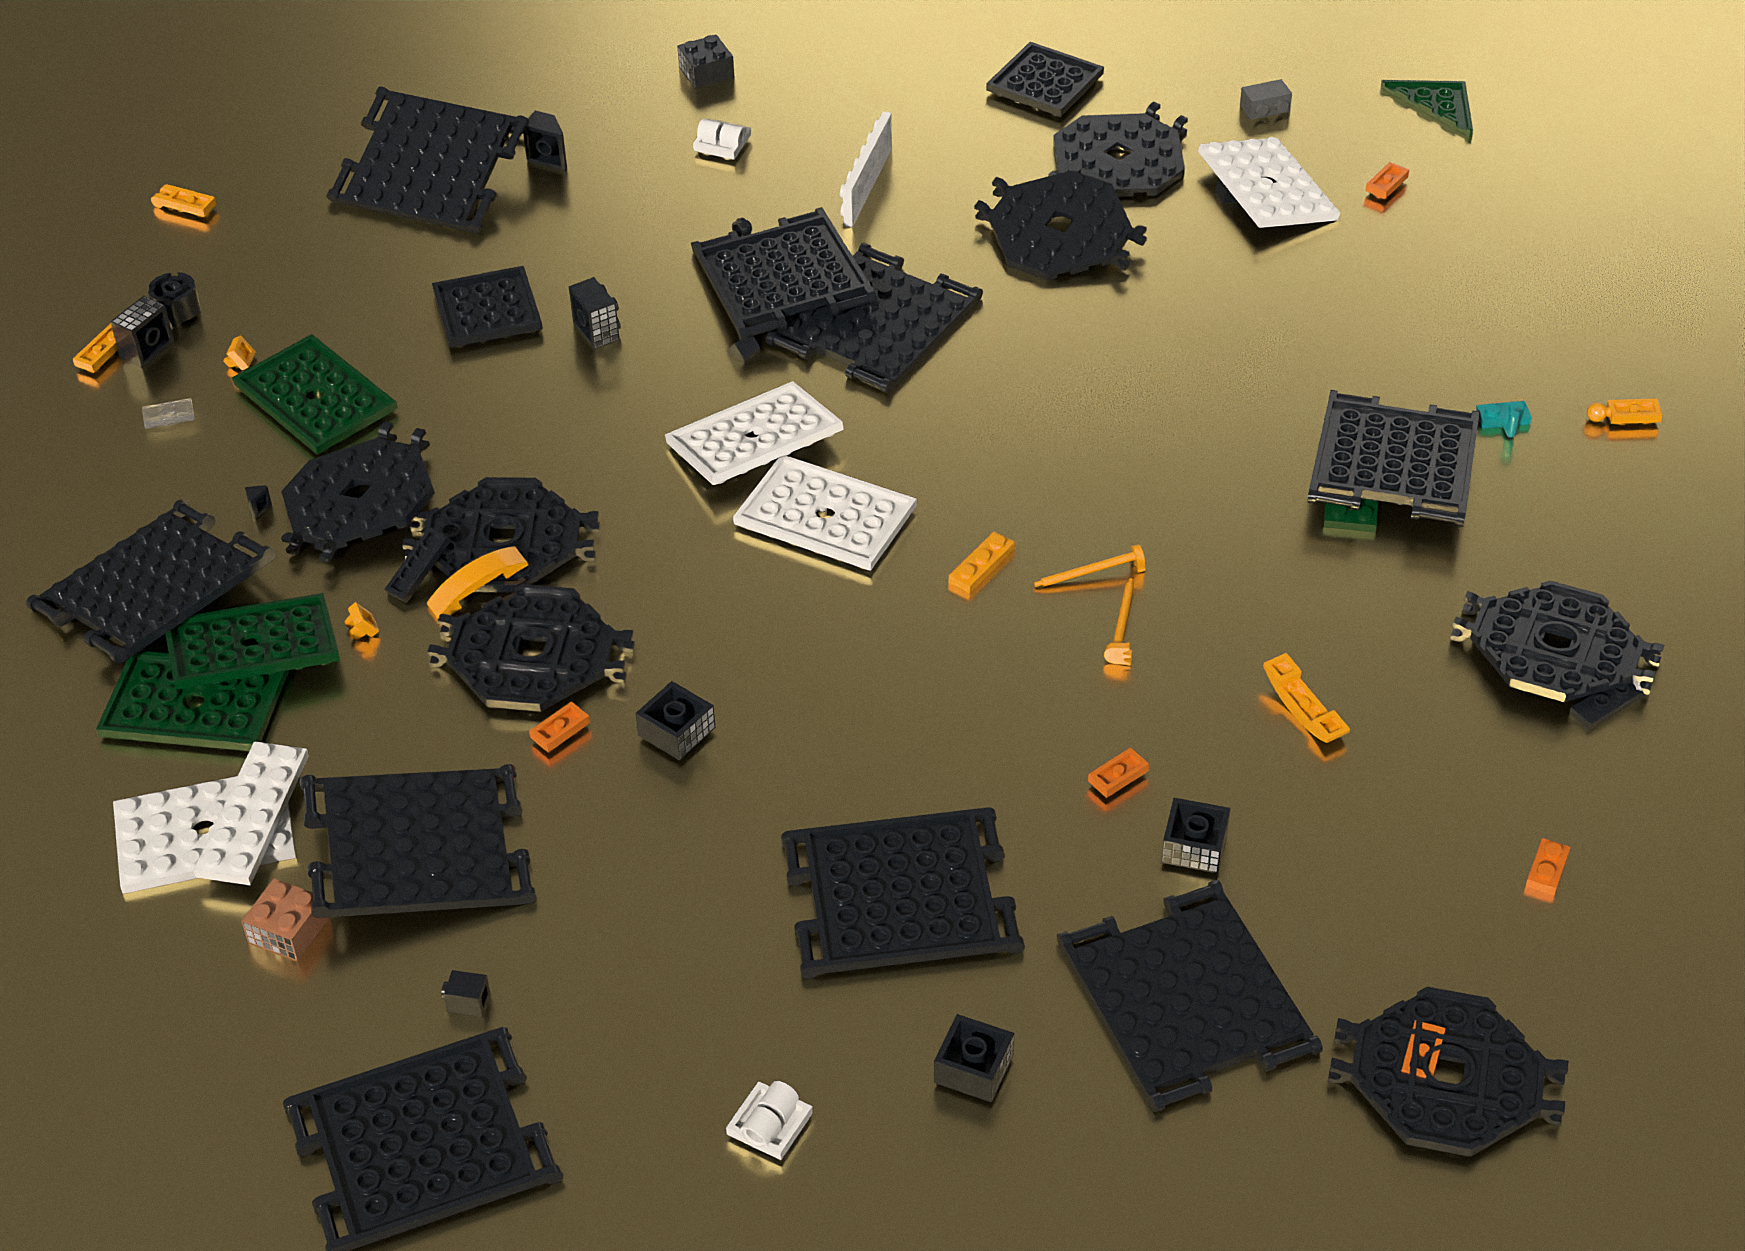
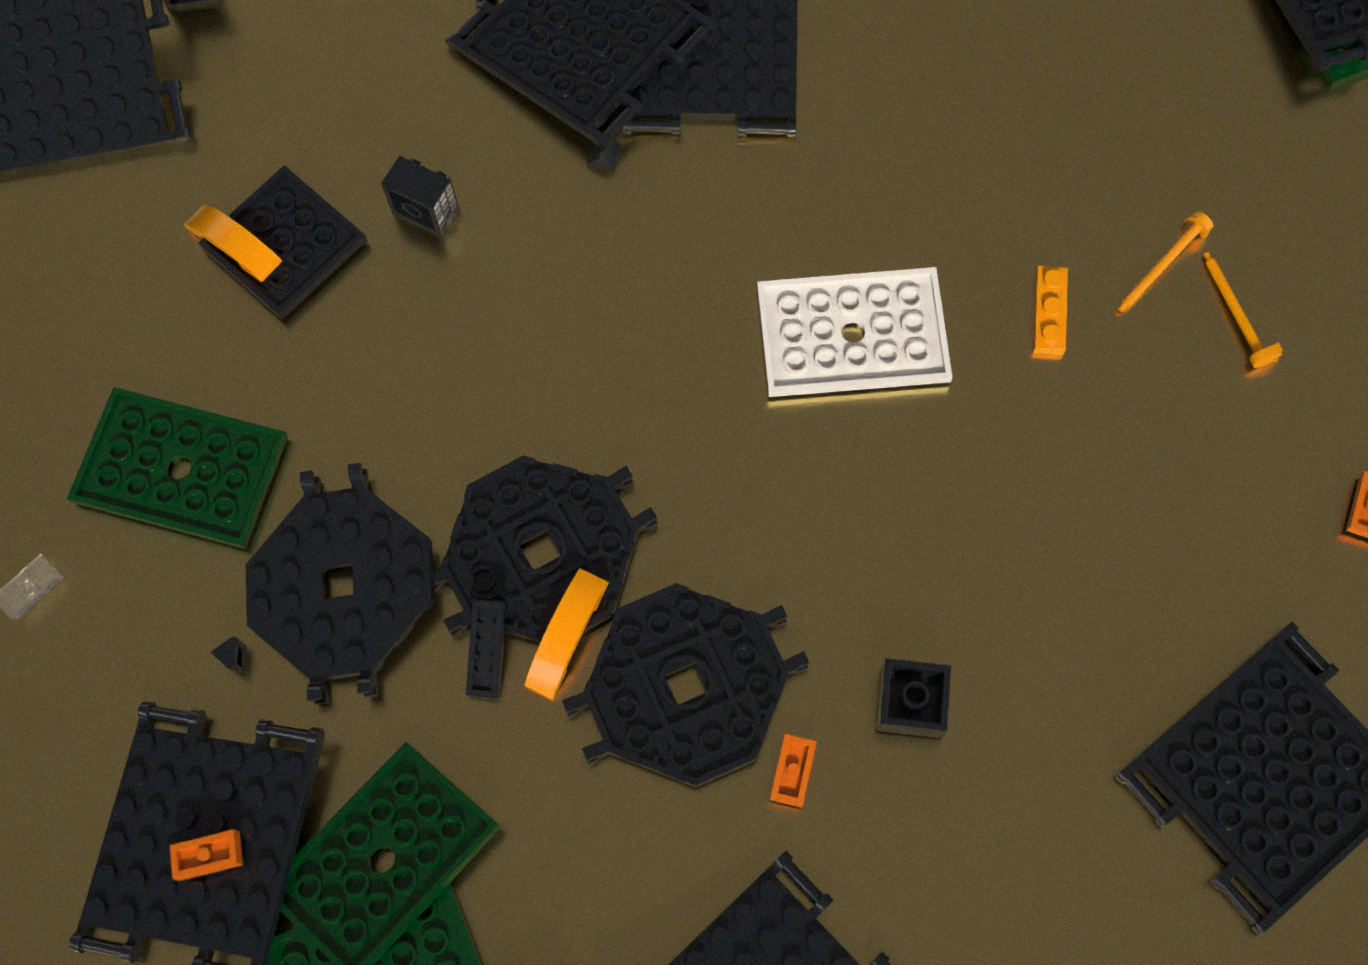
camera: 30 degrees left, 25 degrees up
(146, 577) = (206, 855): none -> orange plate
(239, 354) = (48, 458): light orange tile -> none
(360, 622) = (478, 753): light orange tile -> none
(455, 291) = (234, 241): none -> light orange slope
(781, 418) = (709, 226): white plate -> none

